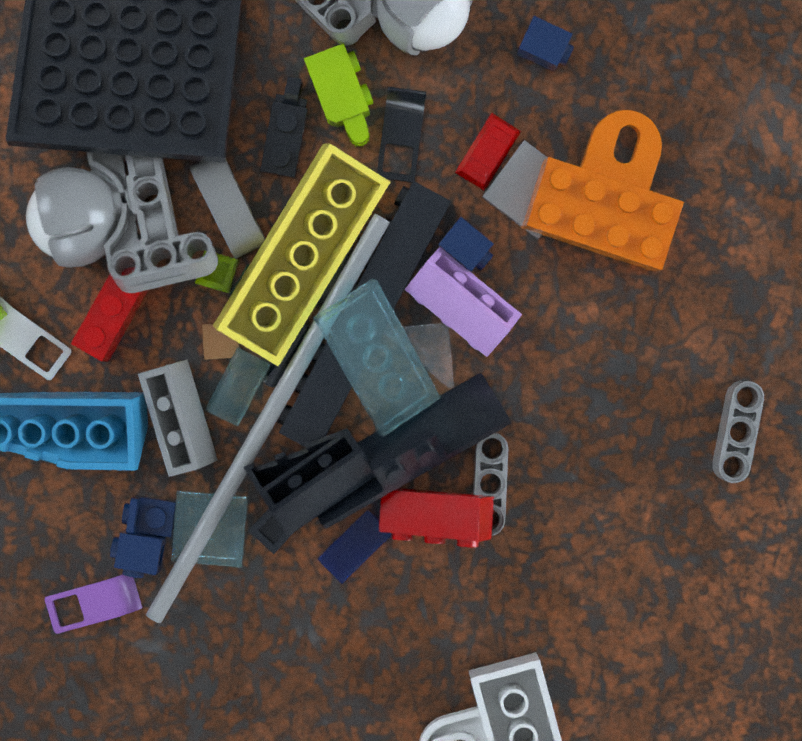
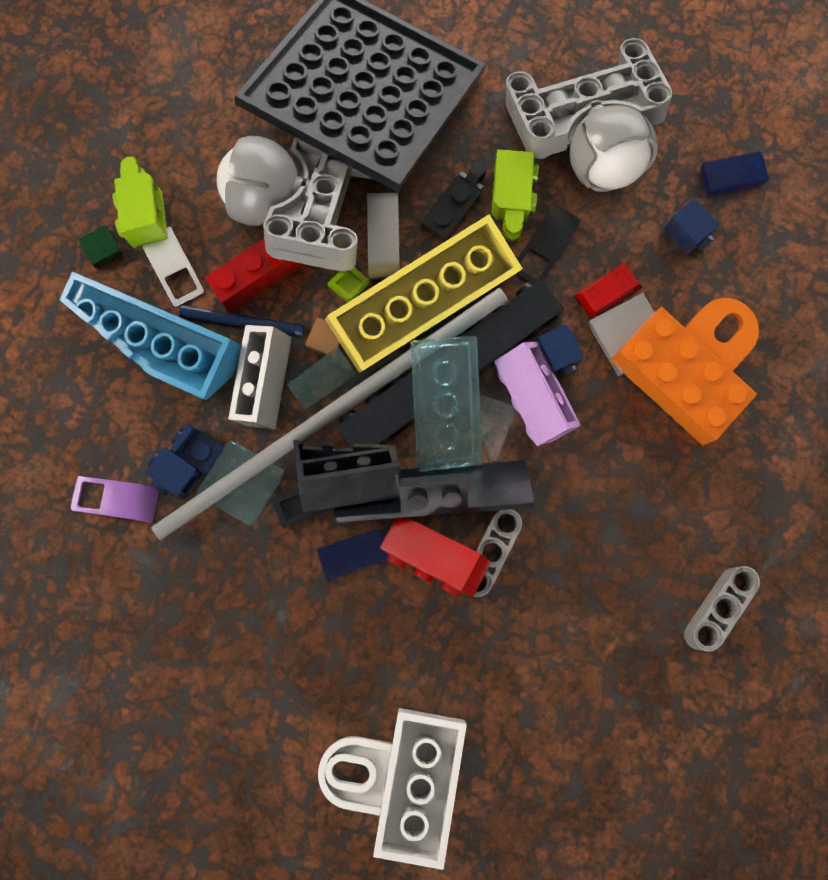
camera: 25 degrees right, 10 degrees down
(126, 363) = (239, 320): none -> dark blue bar

